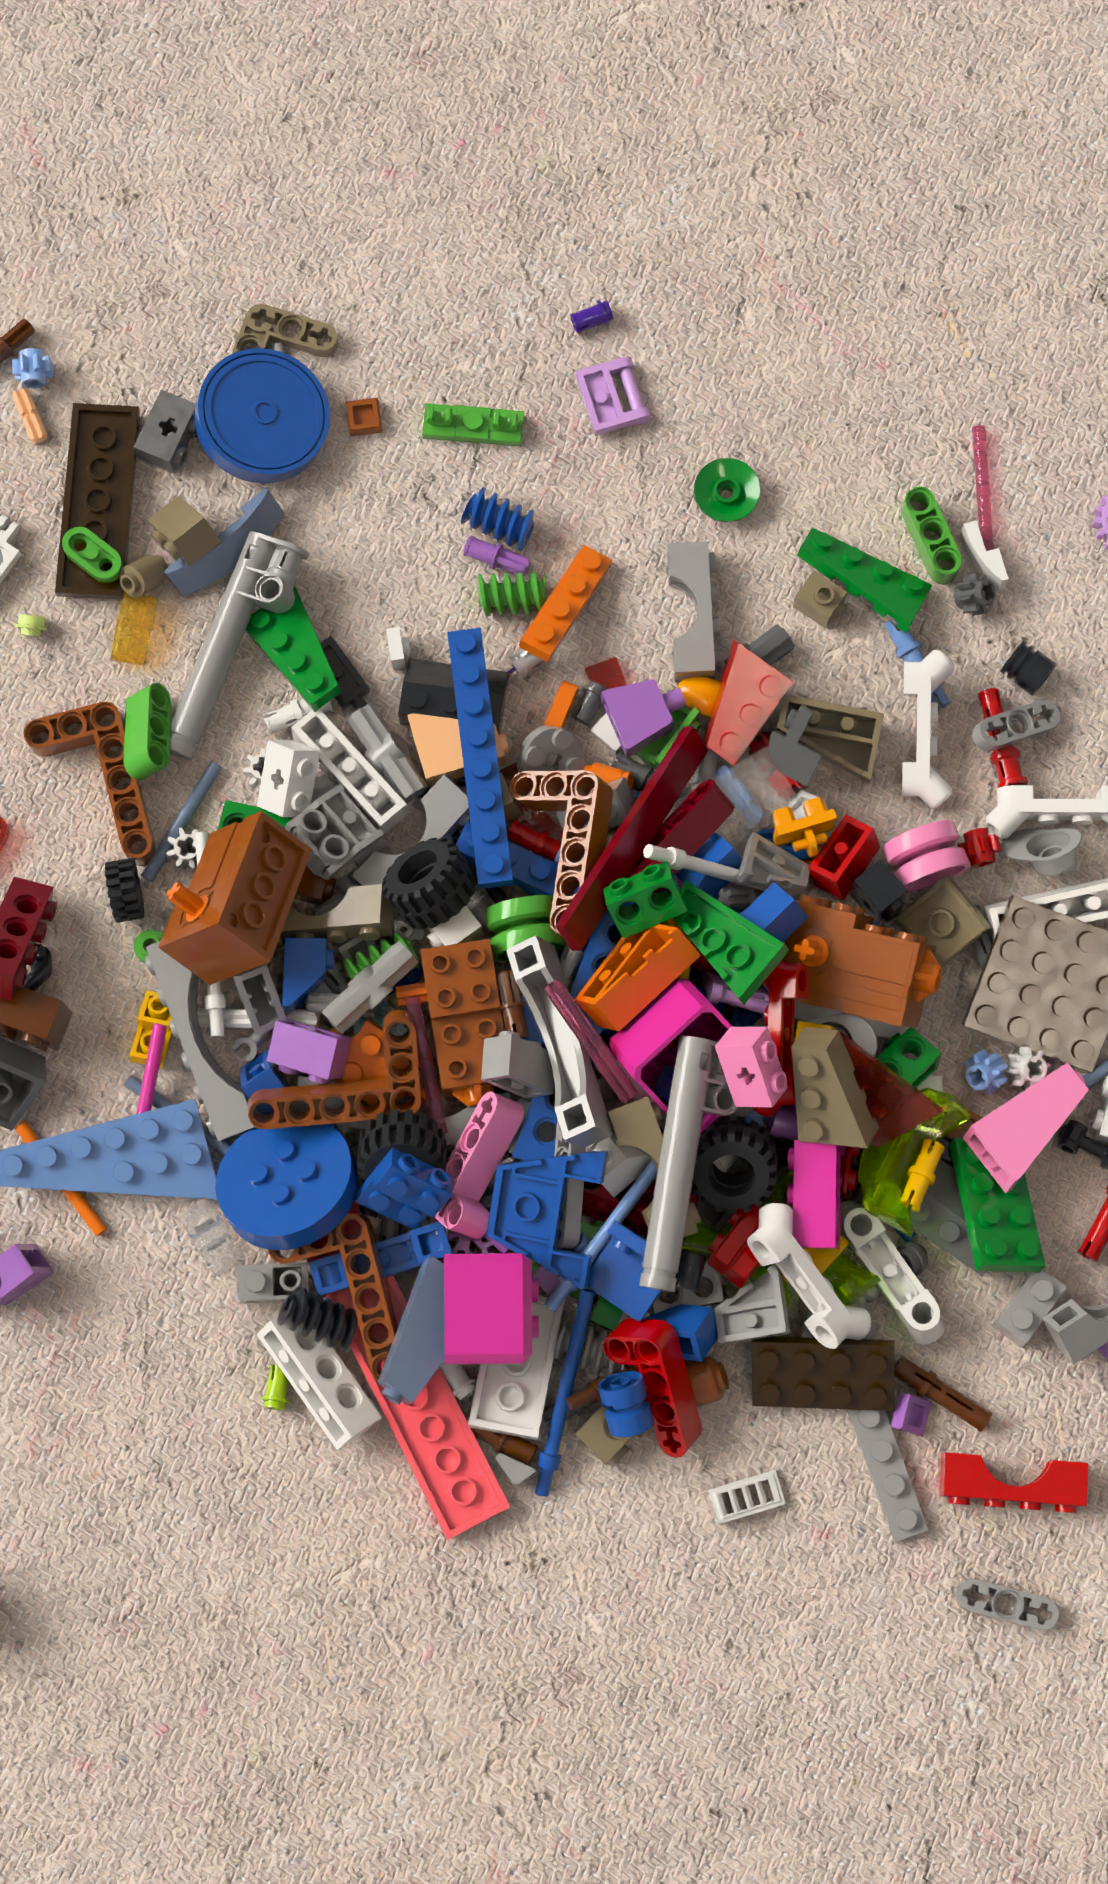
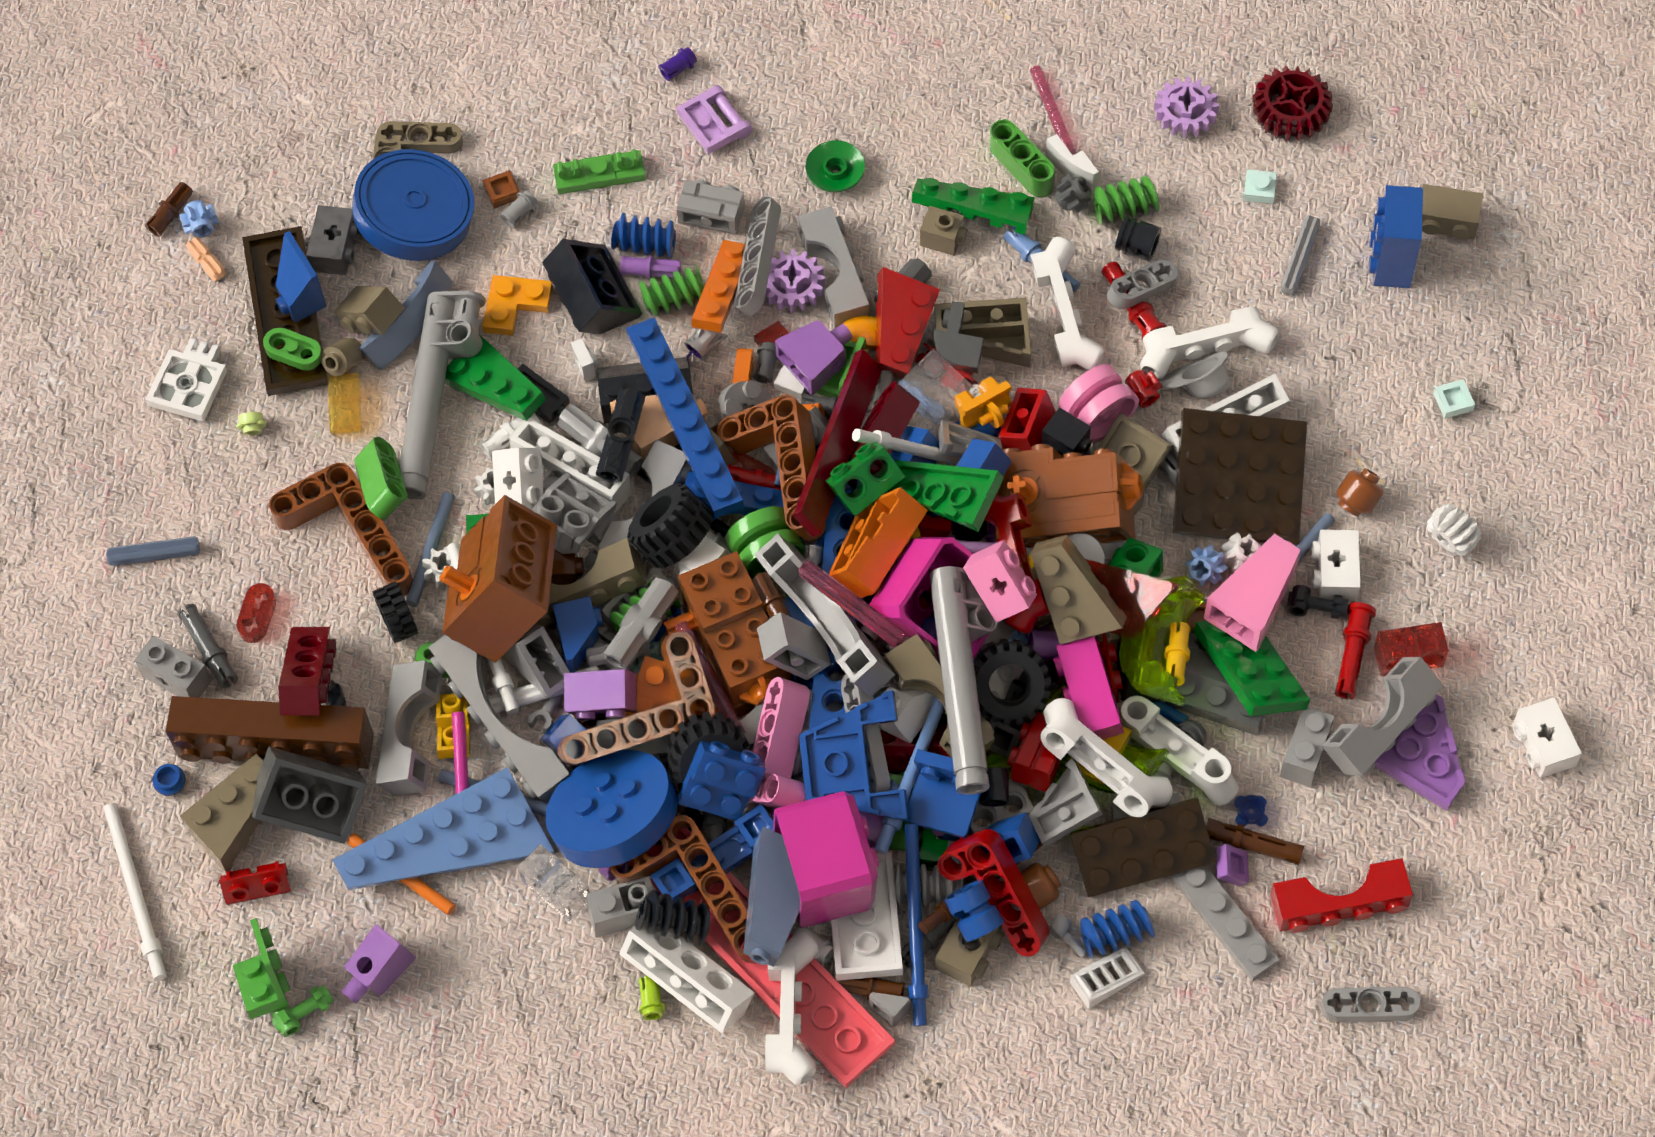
camera: 15 degrees left, 15 degrees down
(89, 1061) = (412, 692): none -> light grey arch
(113, 480) = (297, 282): none -> blue slope
(342, 547) = (510, 295): none -> light orange plate
(375, 447) = (519, 208): none -> light grey pin
(391, 1494) = (781, 1051): none -> white plate
(416, 743) = (615, 449): none -> black piece
(427, 563) = (591, 286): none -> black slope
(580, 501) = (711, 206): none -> light grey brick
(612, 591) = (757, 256): none -> light grey beam
(654, 620) = (806, 286): none -> lavender gear
(713, 1430) = (1059, 930): none -> light grey hand
(770, 1451) = (1115, 927): none -> blue piece
(958, 1353) = (1253, 802): none -> clear blue plate
(1028, 616) = (1125, 198): none -> bright green piece

